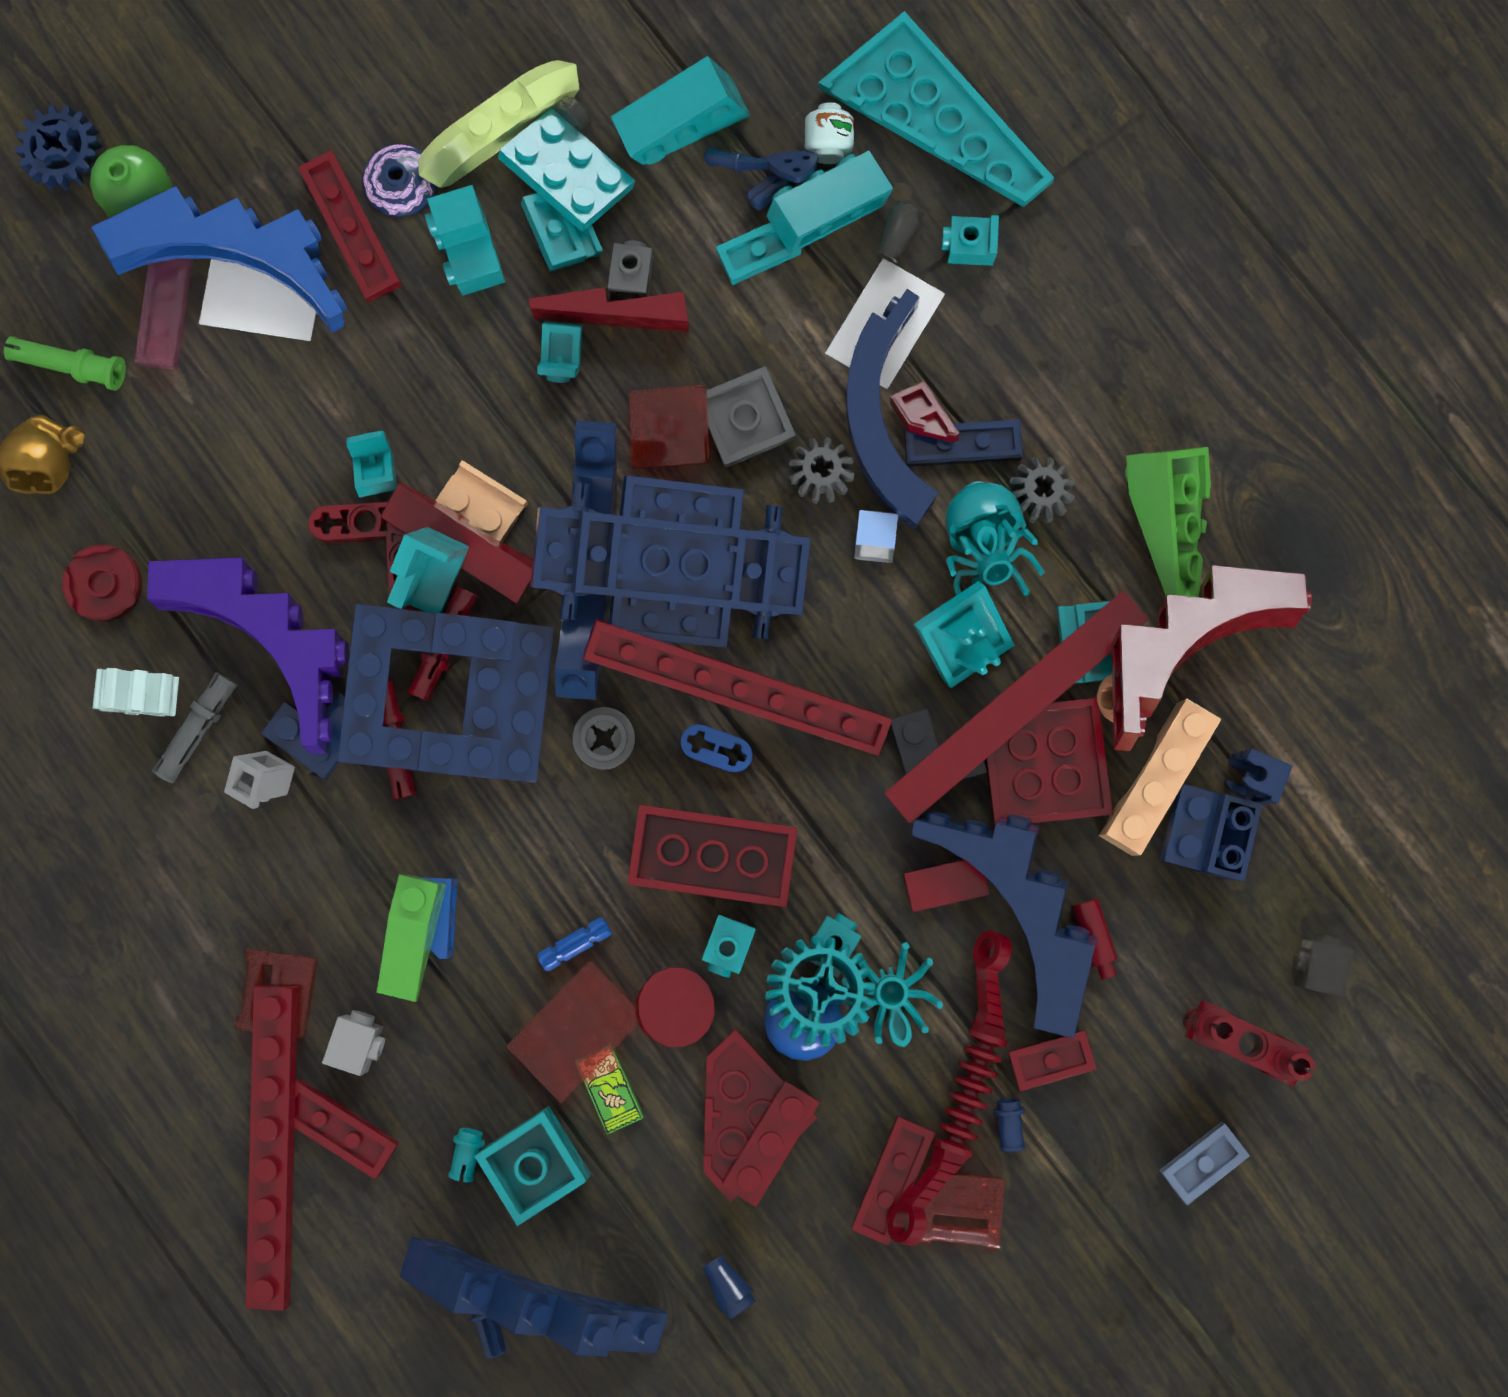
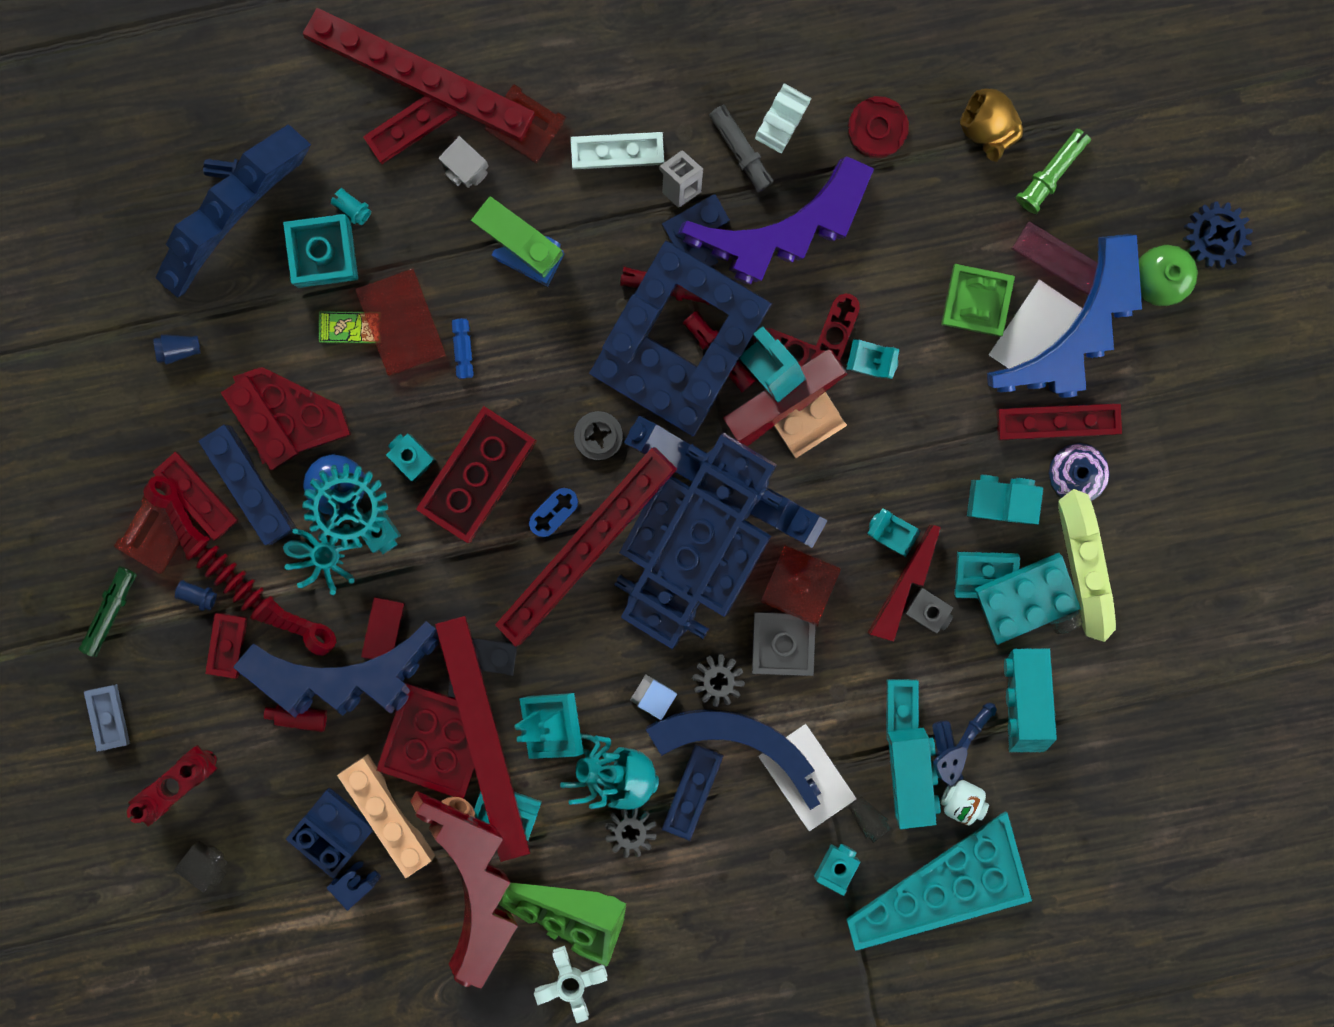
camera: 105 degrees right, 5 degrees up
(251, 378) = (978, 300): none -> bright green plate
(260, 869) = (617, 150): none -> light aqua plate
(674, 1007) = (384, 399): dark red tile -> none
(851, 1124) = (254, 498): none -> dark blue arch
(923, 413) = (726, 772): tile -> none
(1075, 1221) = (104, 618): none -> dark green pin
(1270, 498) = (591, 977): none -> light aqua pin

